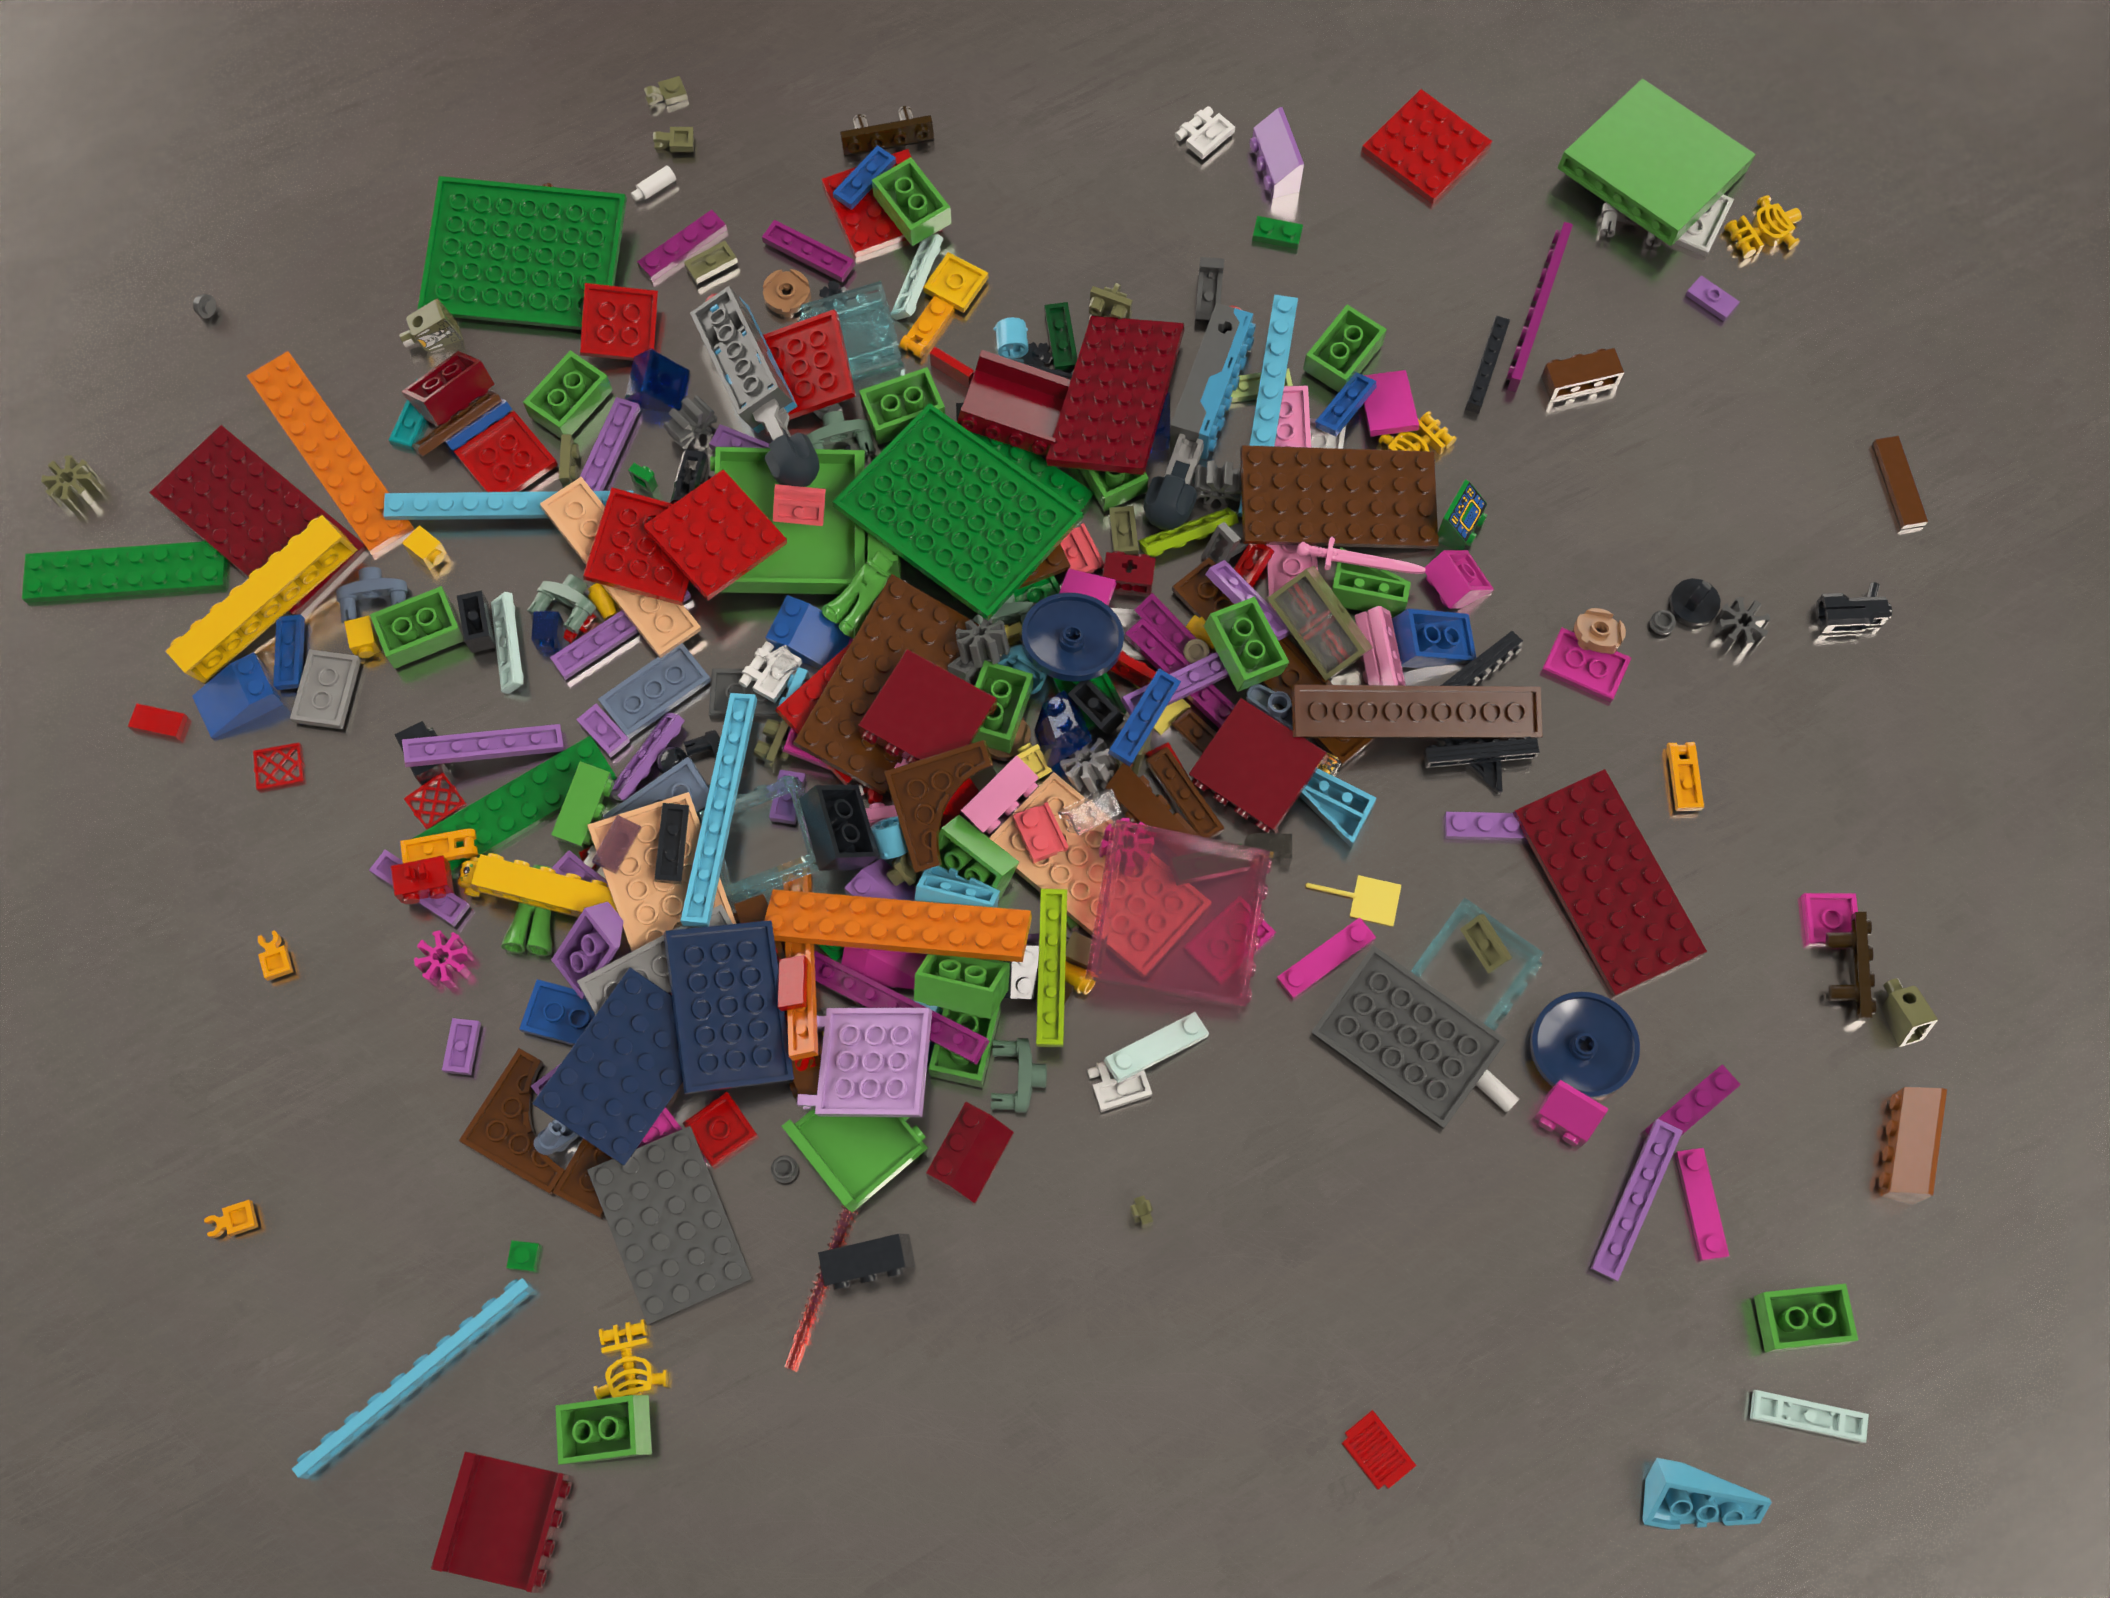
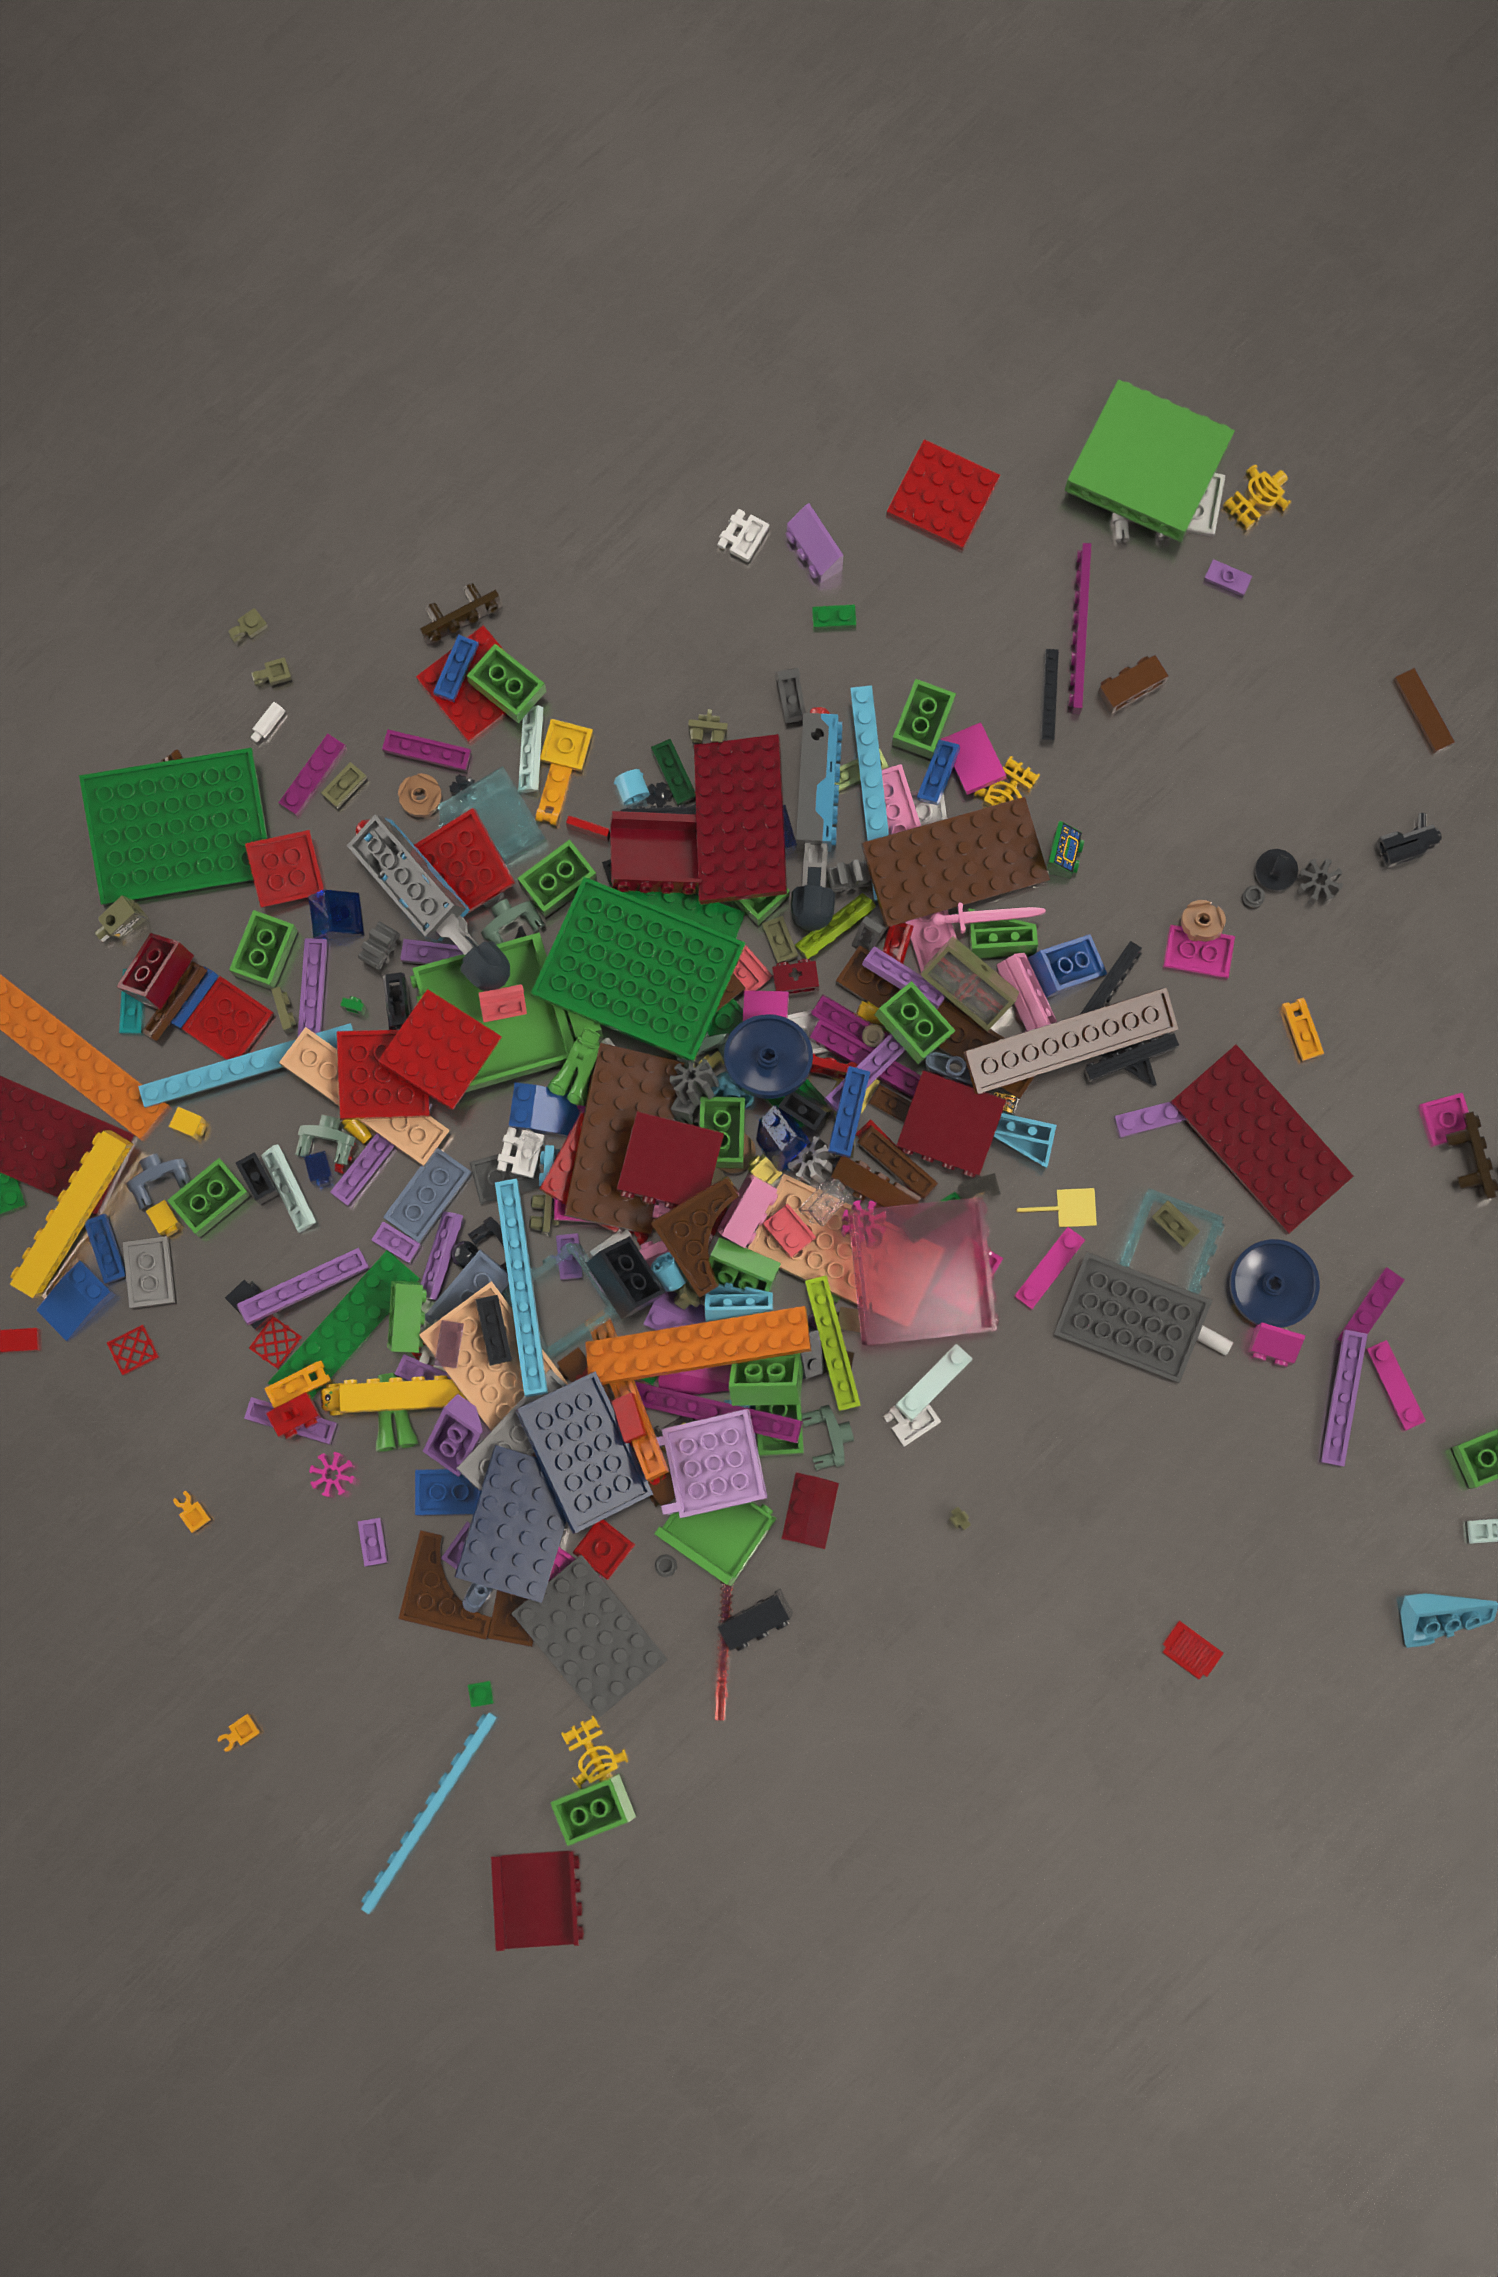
camera: 15 degrees left, 10 degrees up
(1076, 976) = (853, 1343): yellow cone -> none
(1457, 578) = (1073, 905): dark pink slope -> none

